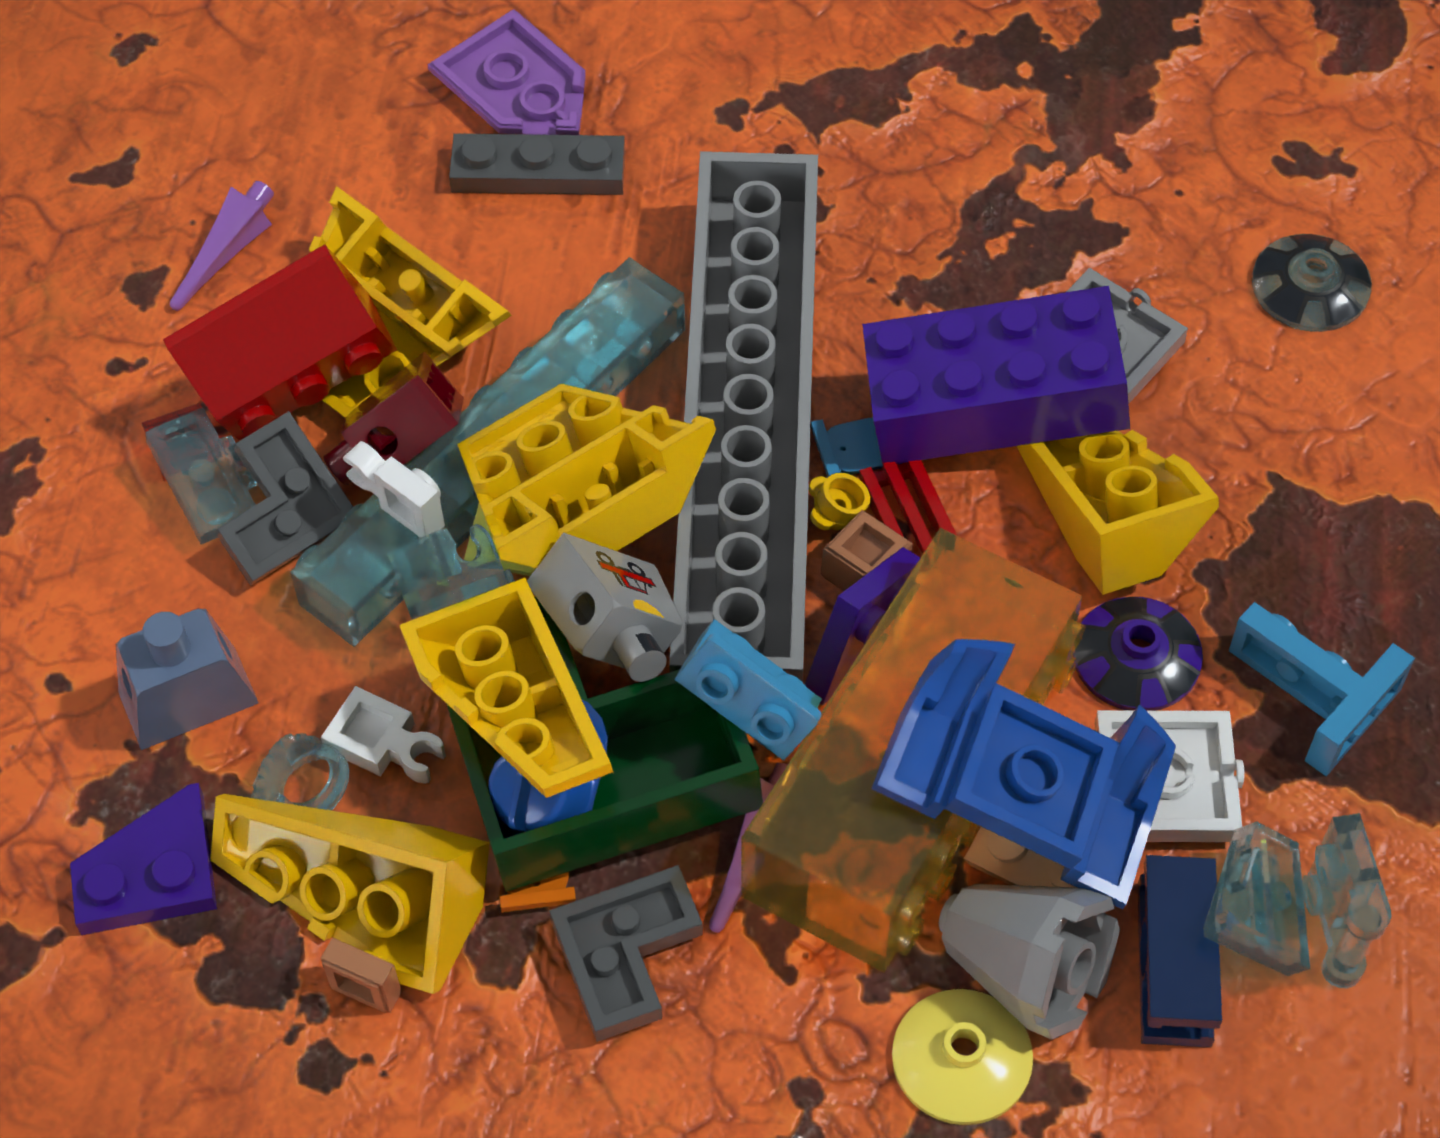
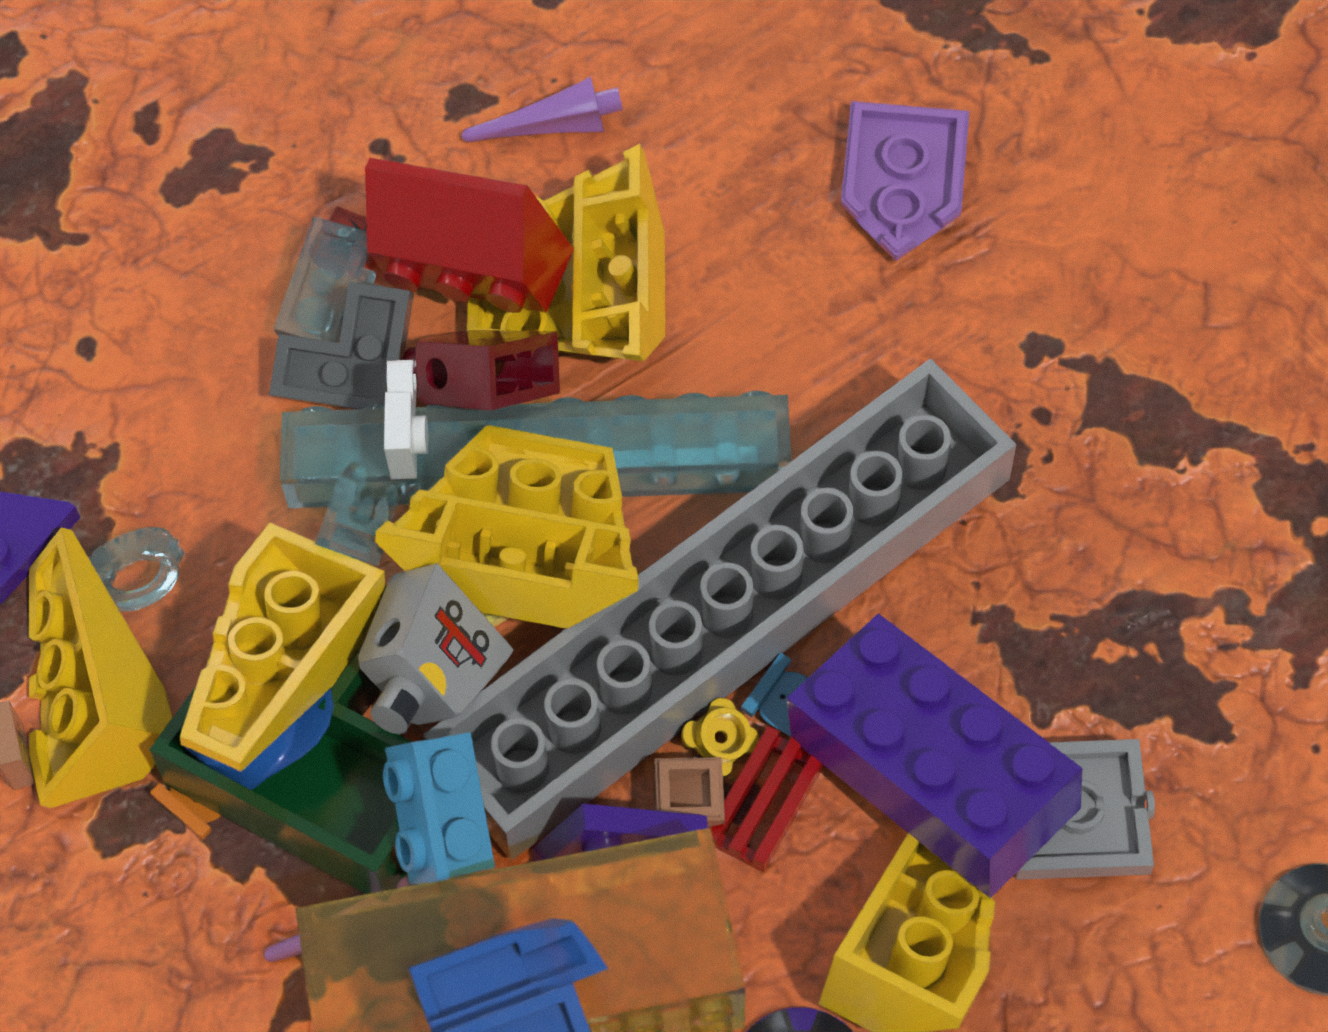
camera: 50 degrees right, 5 degrees up
(179, 676) = (132, 414): sand blue torso -> none
(376, 732) = (205, 580): white plate -> none
(537, 164) = (839, 257): dark grey plate -> none
(609, 936) = (183, 886): dark grey plate -> none

